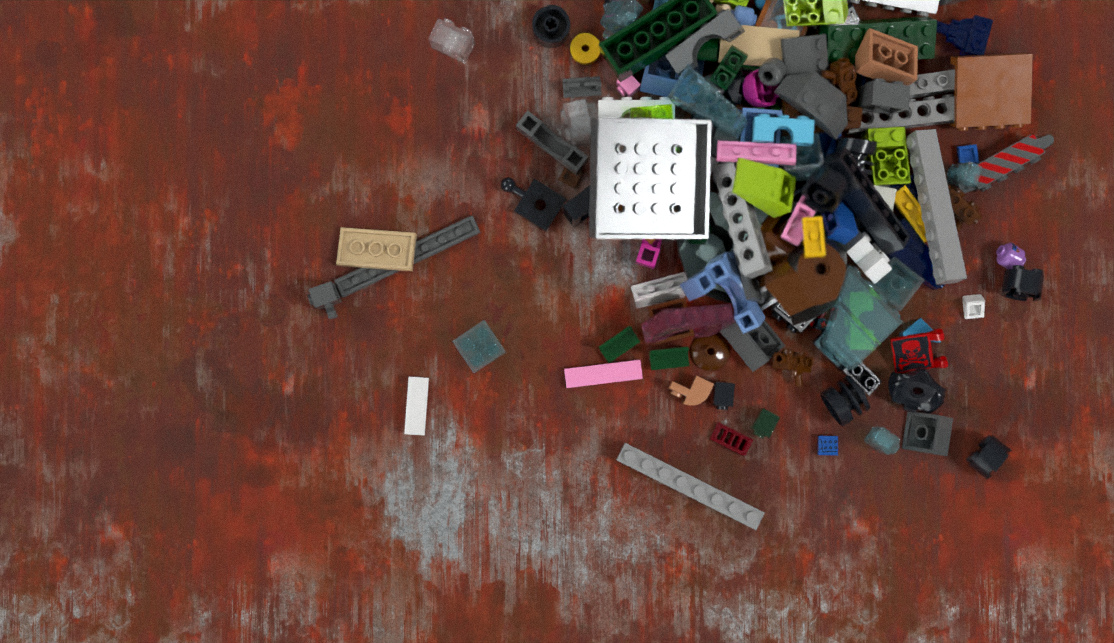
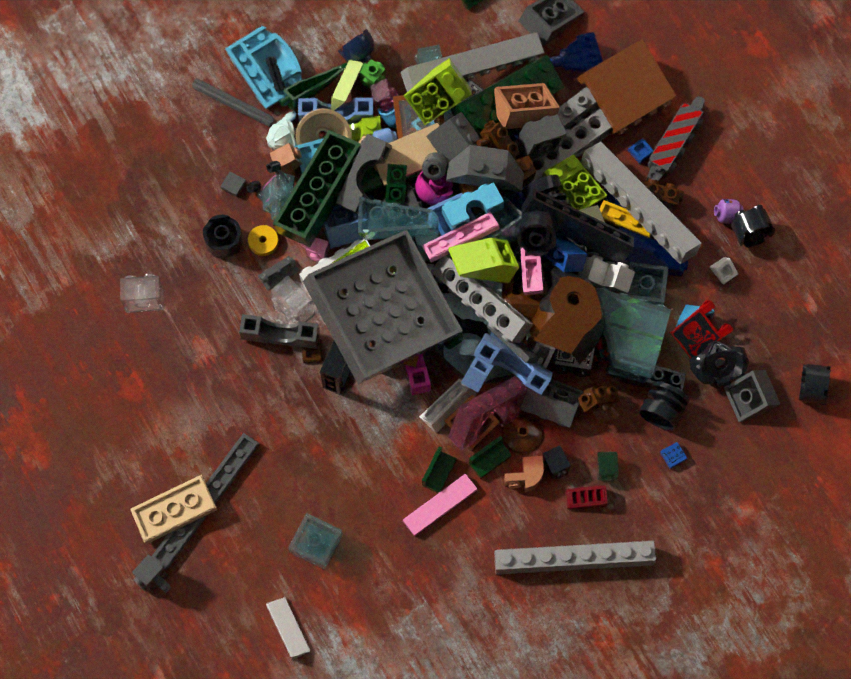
camera: 30 degrees left, 15 degrees down
(535, 192) = (287, 399): black plate -> none
(813, 237) = (551, 275): yellow plate -> none
(882, 440) = (717, 421): clear light blue brick -> none
(964, 173) = (647, 164): clear light blue plate -> none

